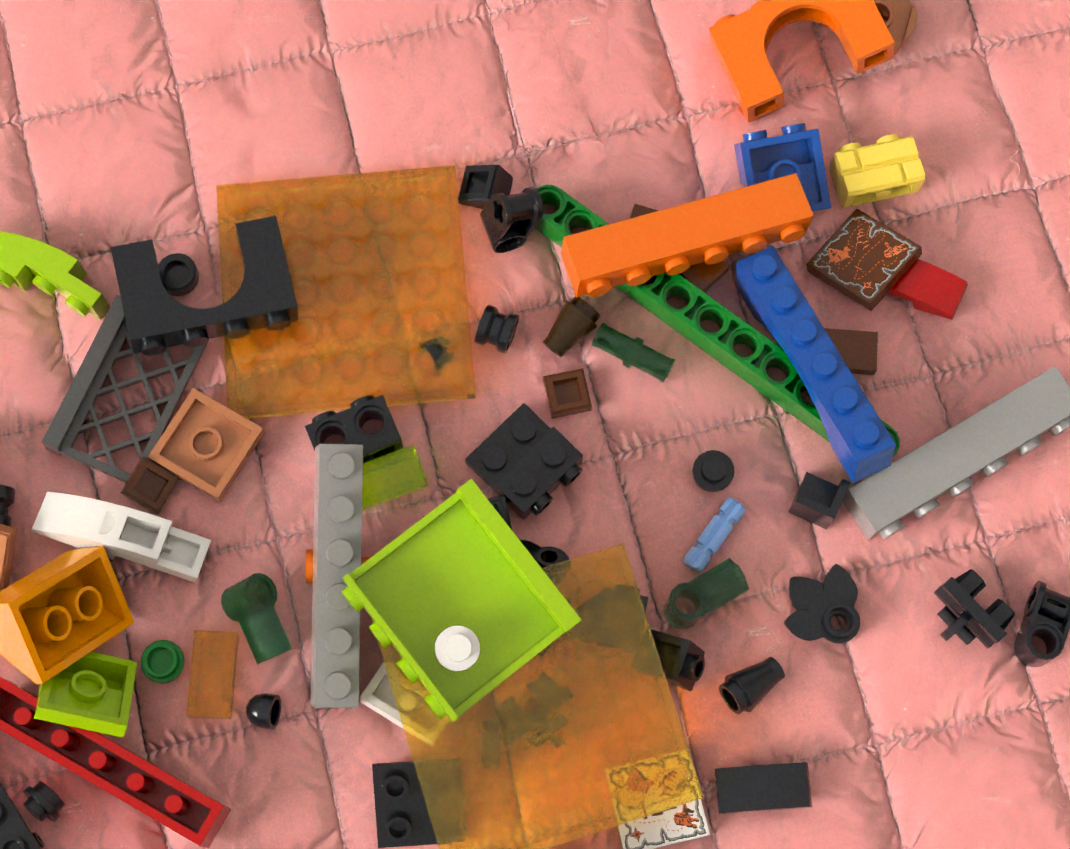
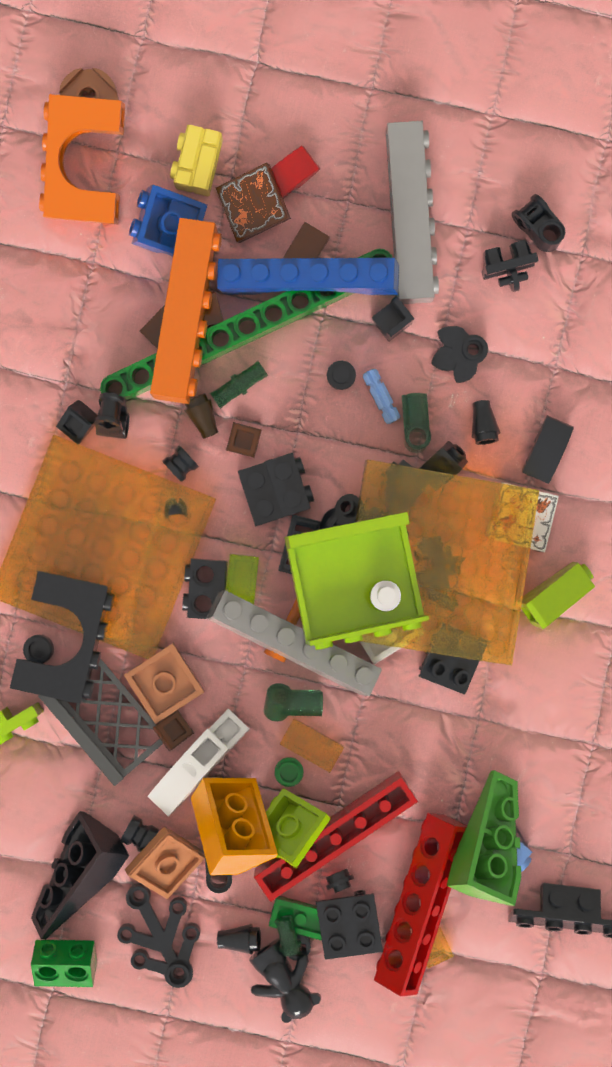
camera: 60 degrees left, 15 degrees up
(264, 710) = (350, 724): black hinge -> none

